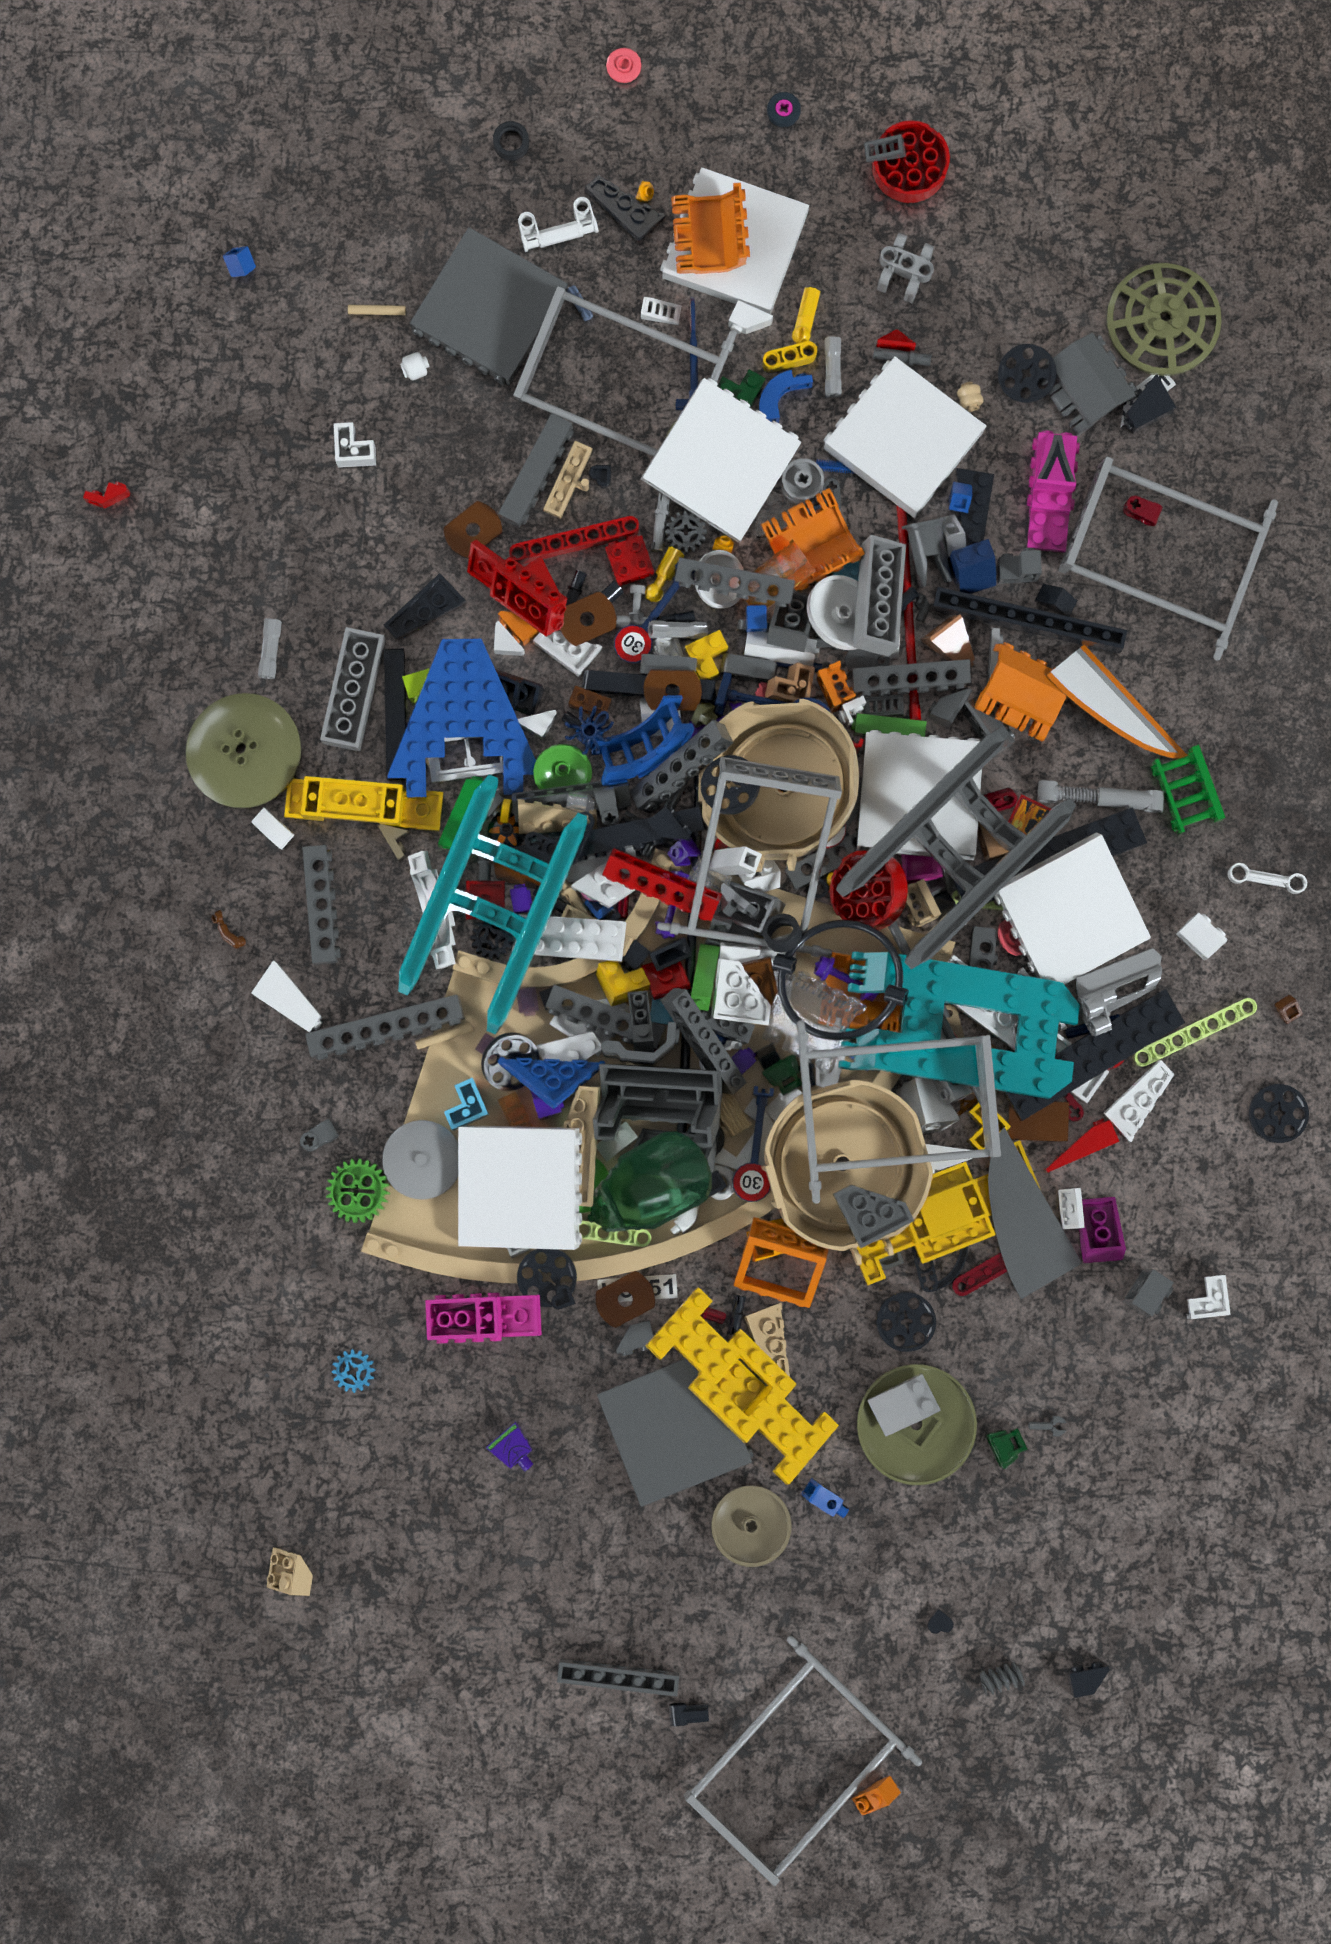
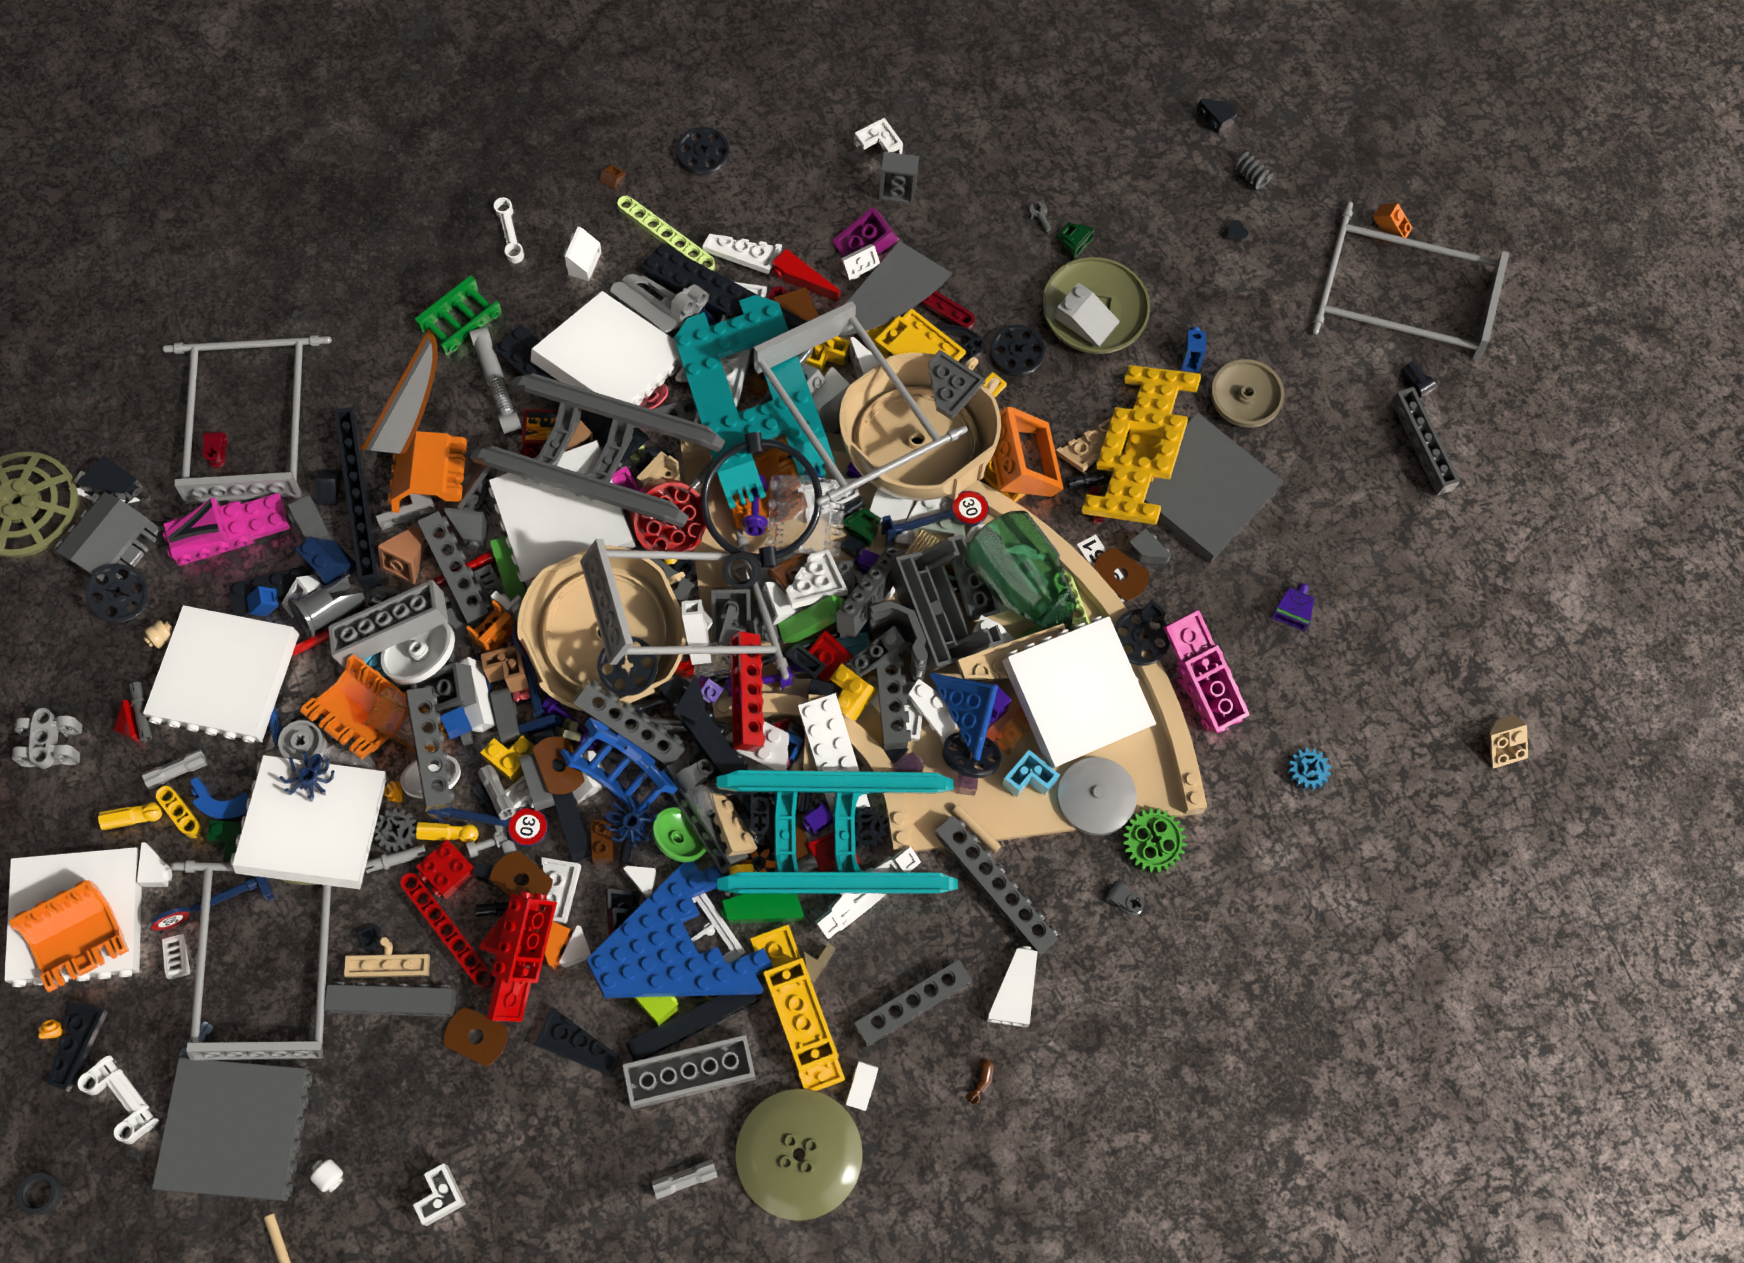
camera: 120 degrees left, 15 degrees down
(759, 470) = (308, 775): none -> dark blue animal

